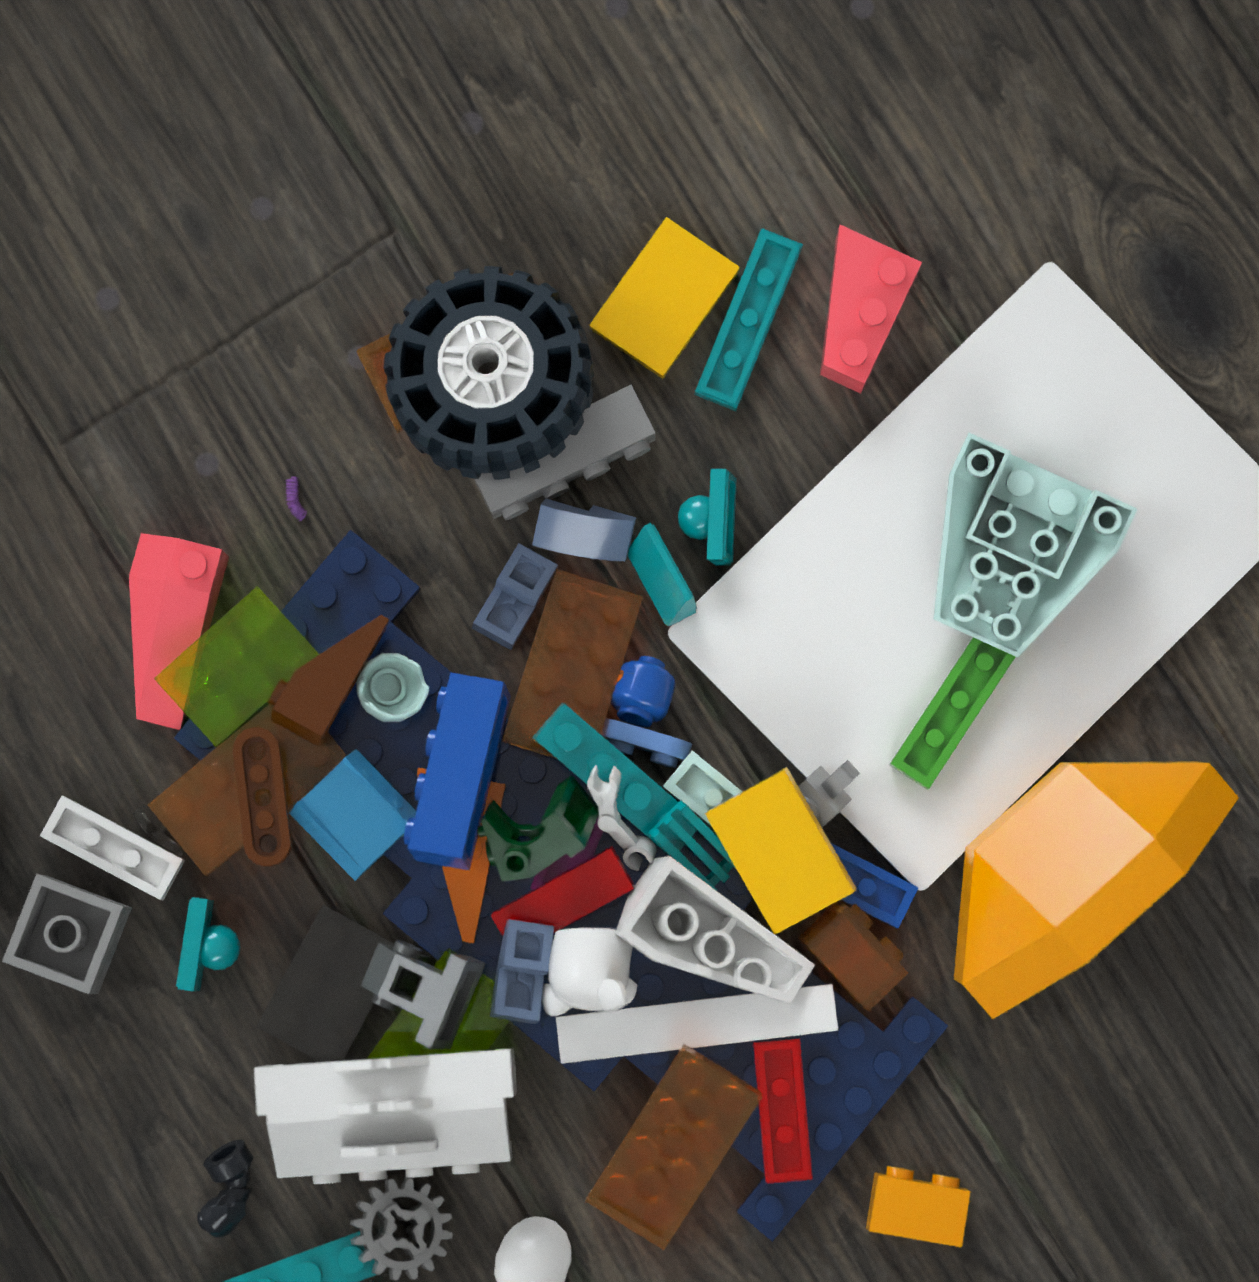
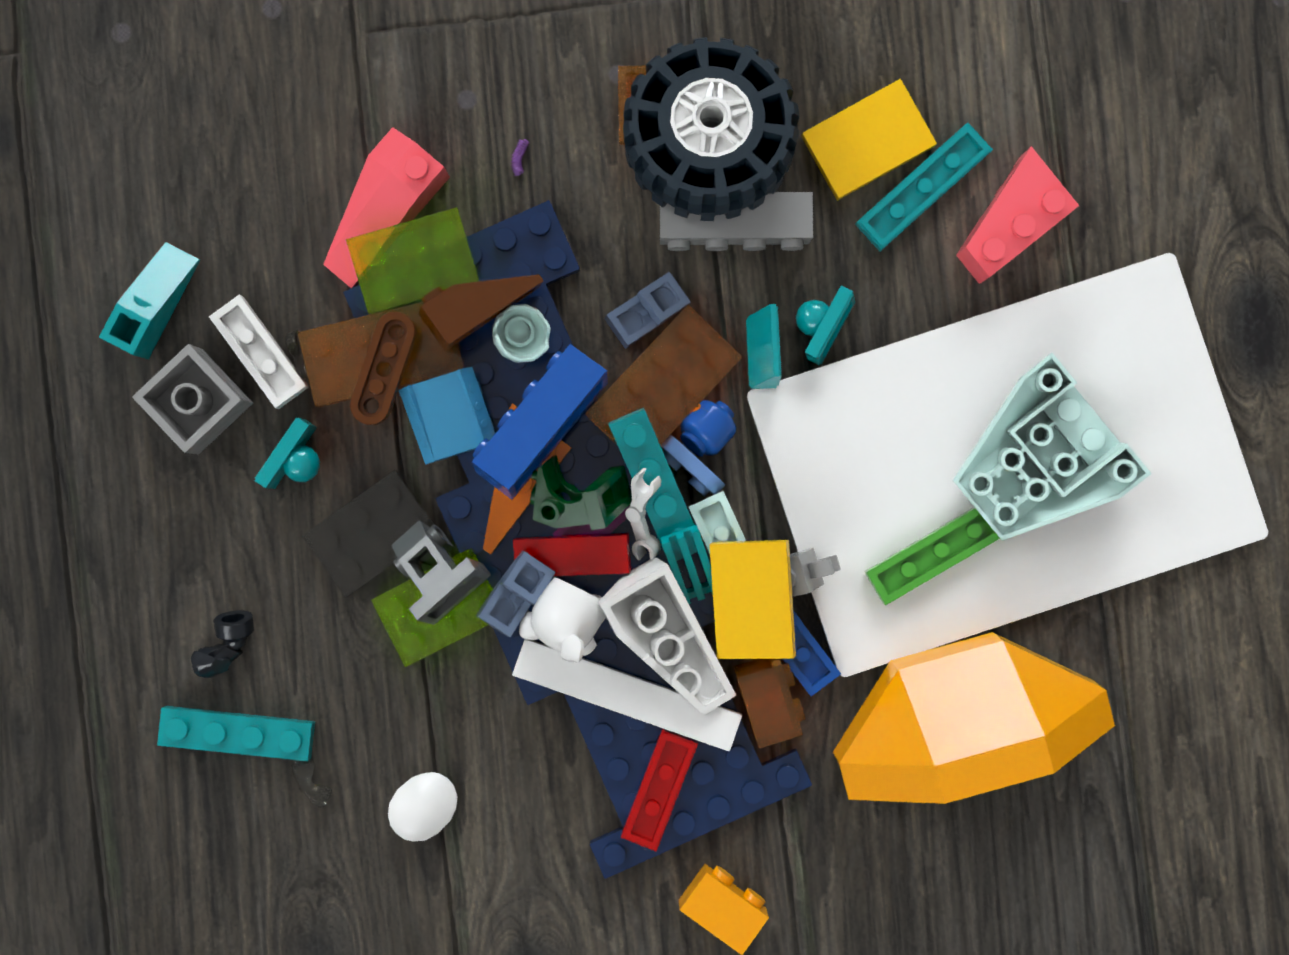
camera: 20 degrees right, 5 degrees up
(384, 1241) = (321, 741): light grey gear -> none
(388, 1114) = (363, 650): white piece -> none
(584, 533) = (721, 287): sand blue slope -> none
(674, 1146) = (566, 776): clear orange plate -> none

